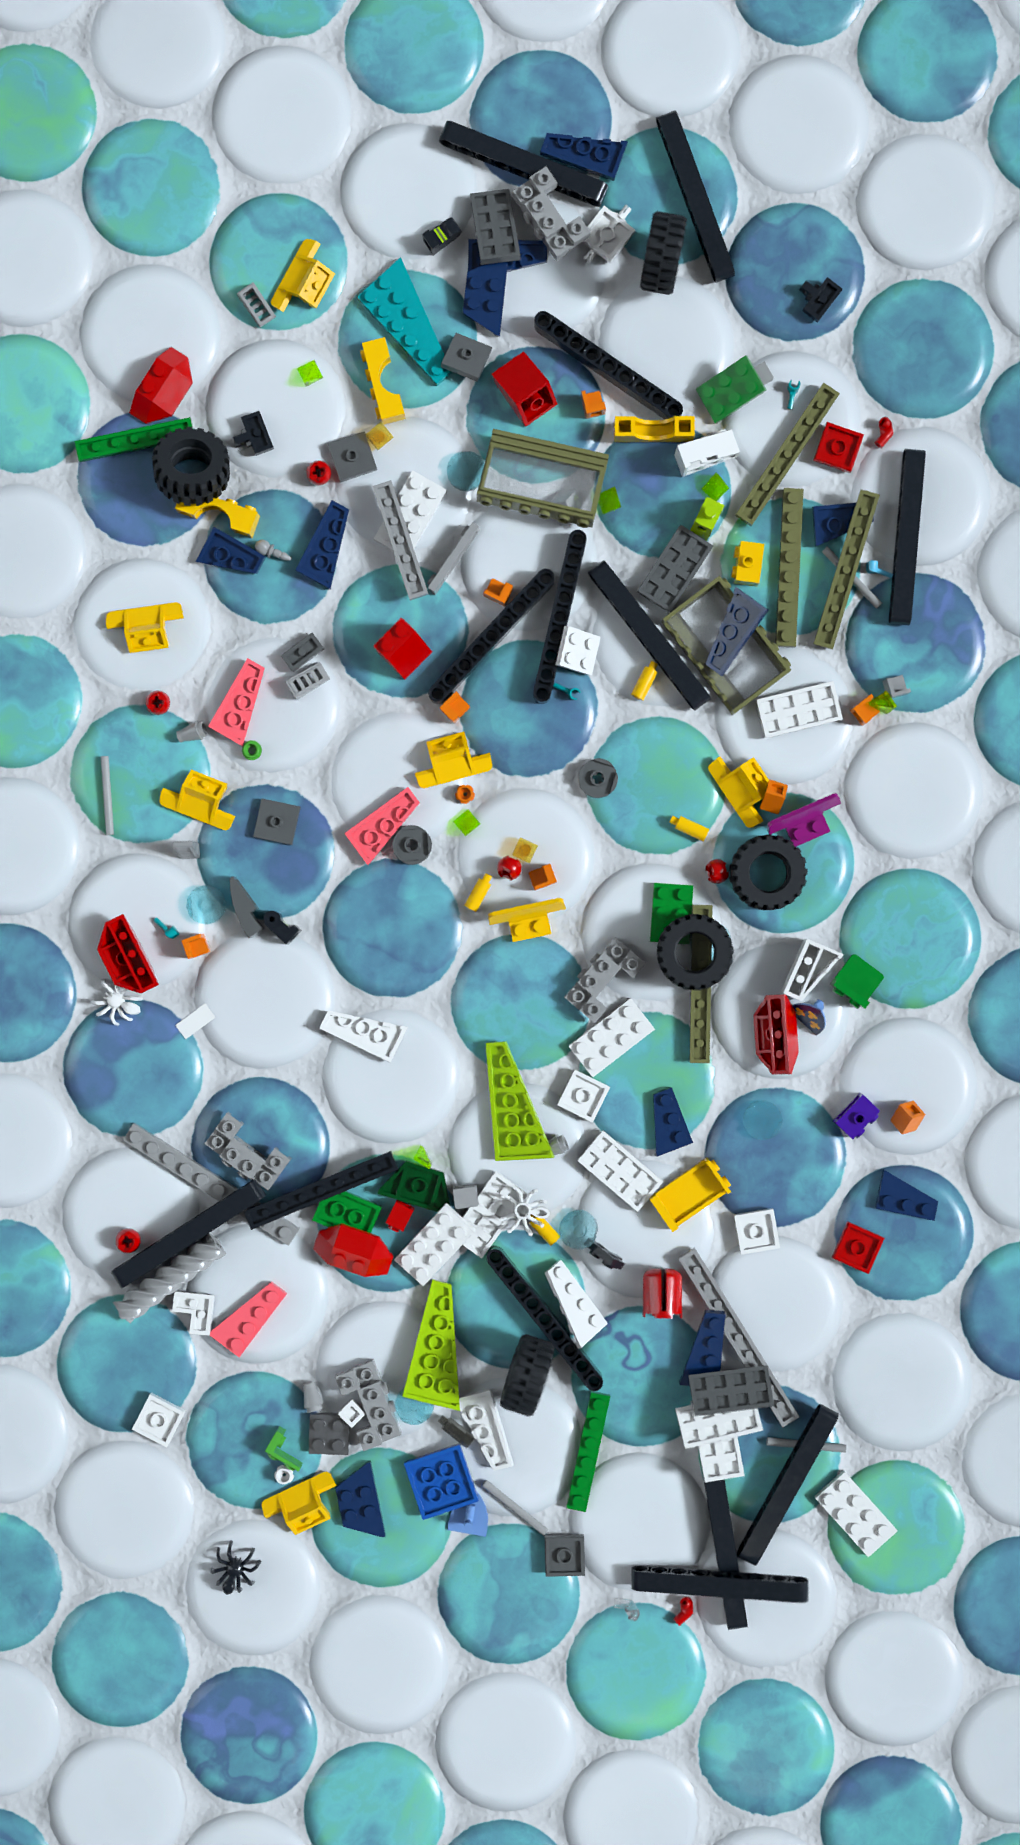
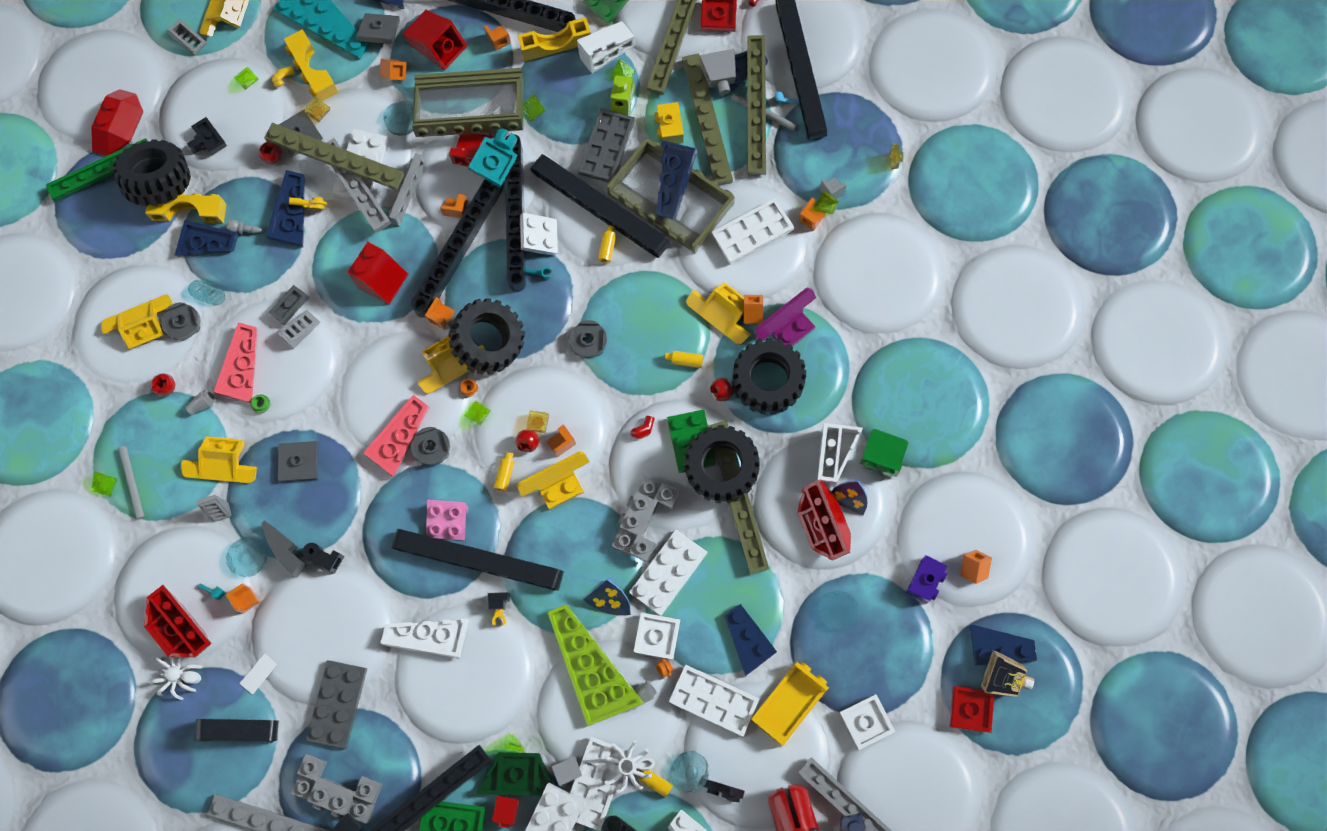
camera: 15 degrees left, 15 degrees down
(79, 789) = (103, 484): none -> clear neon green slope
(162, 1071) = (236, 730): none -> black beam
(197, 644) = (188, 328): none -> dark grey plate
(219, 612) = (205, 291): none -> clear light blue plate
(264, 1072) = (336, 704): none -> dark grey plate
(349, 380) = (281, 73): none -> yellow arm
(354, 546) = (316, 203): none -> yellow plate
(386, 503) = (334, 156): none -> olive plate
(410, 924) = (446, 519): none -> bright pink hinge
(430, 972) = (478, 559): none -> black beam
(439, 1020) = (497, 602): none -> black piece
(470, 411) = (393, 69): none -> orange panel
(521, 751) = (502, 320): none -> black tyre
(534, 534) = (466, 148): none -> red bracket
(548, 1047) = (609, 599): none -> dark blue shield
(555, 556) = (494, 157): none -> teal plate
(581, 1127) = (664, 668): none -> orange plate
(628, 889) = (644, 430): none -> red arm
(819, 520) = (719, 69): none -> light grey torso
(899, 1228) = (1005, 676): none -> torso
(972, 671) = (895, 156): none -> clear yellow plate

